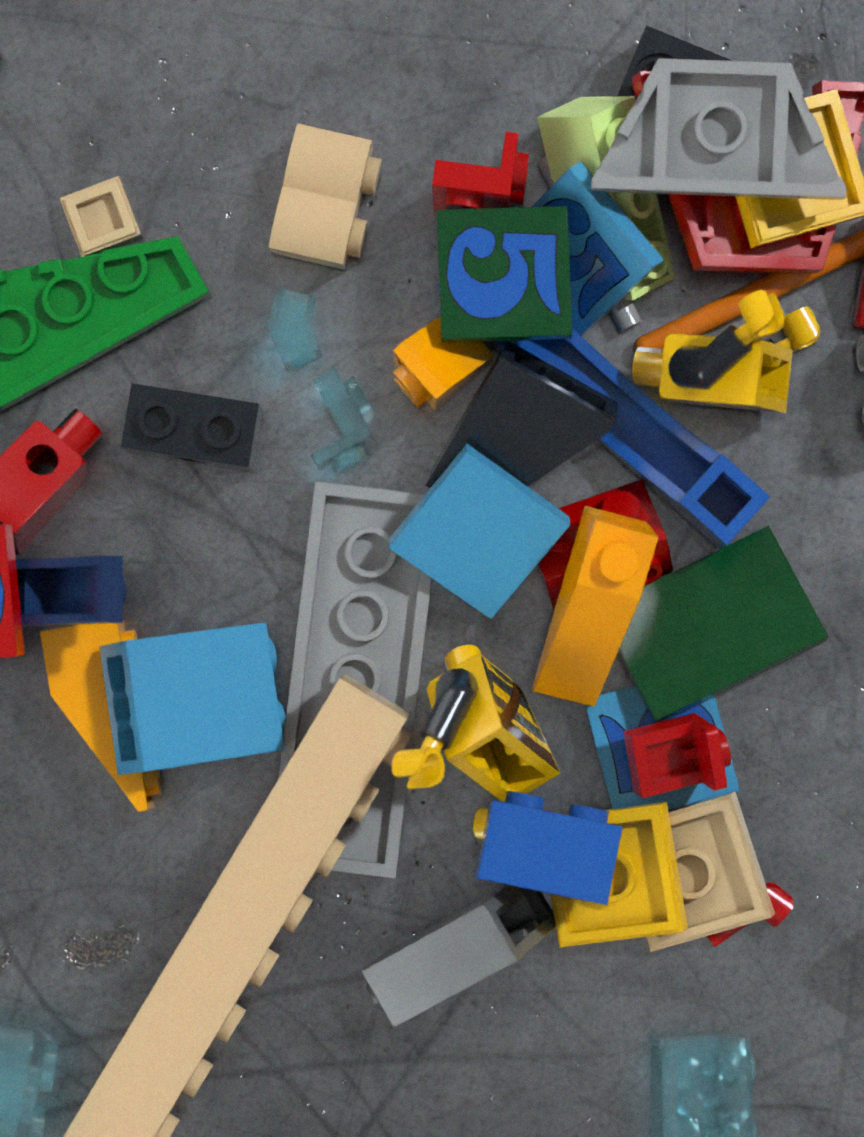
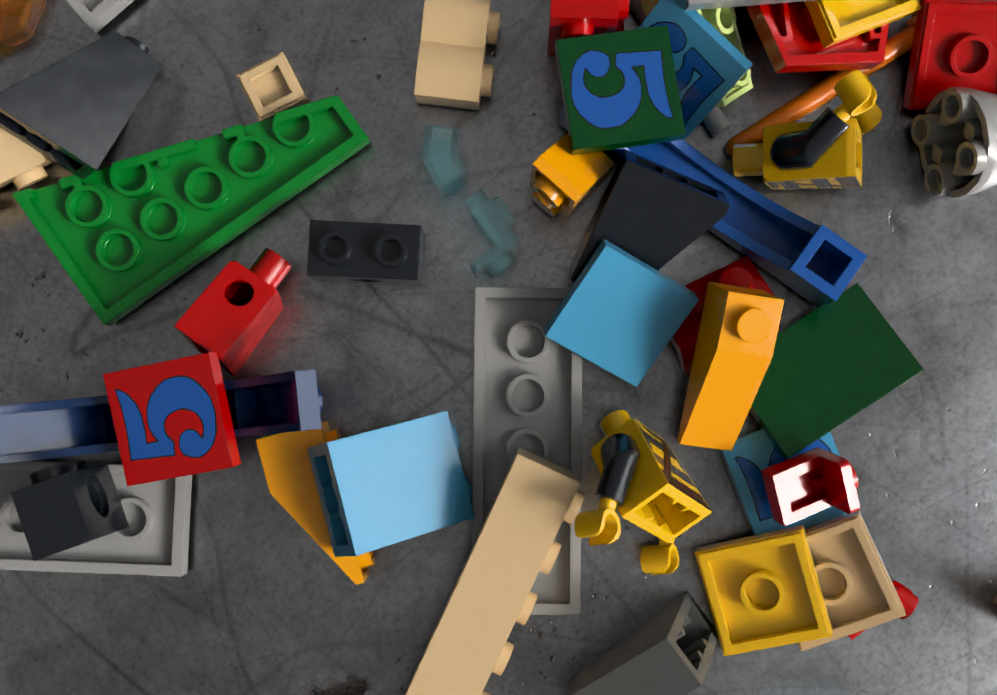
camera: 10 degrees left, 0 degrees up
(549, 850) = (714, 583): blue brick -> none

